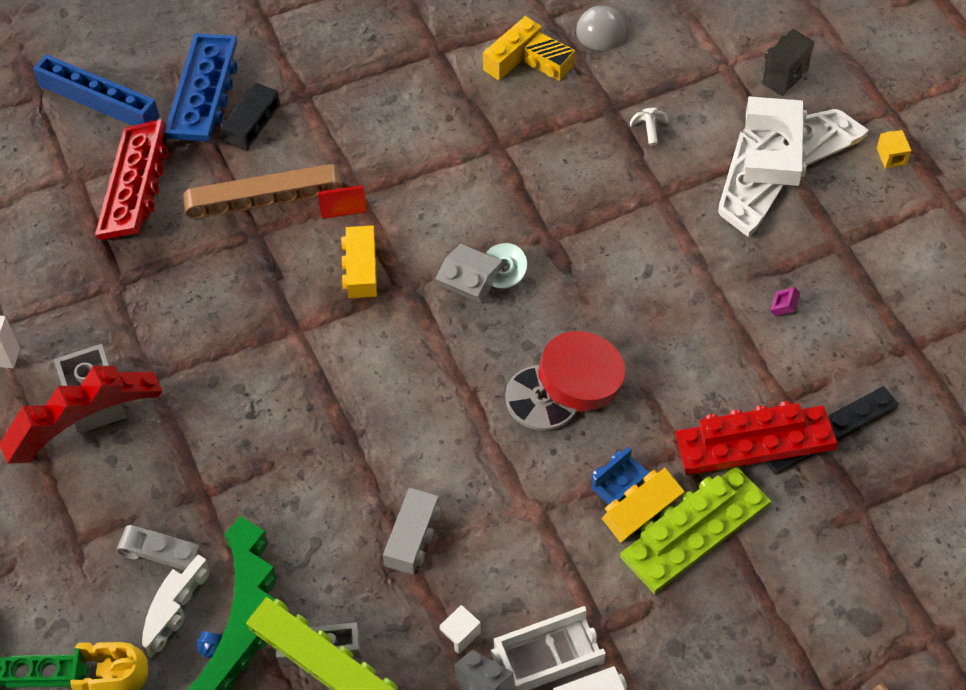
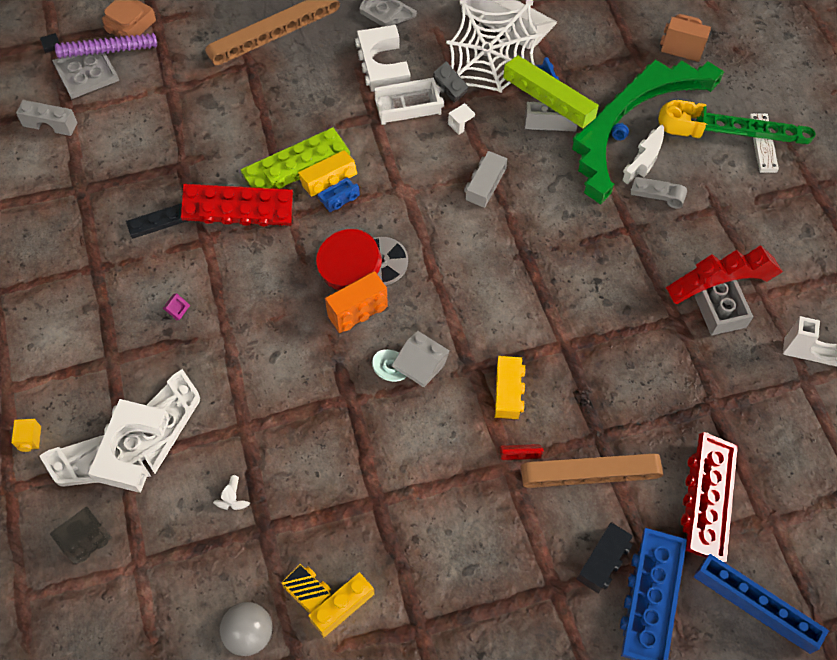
camera: 175 degrees left, 5 degrees up
(569, 311) = (357, 302): none -> orange brick

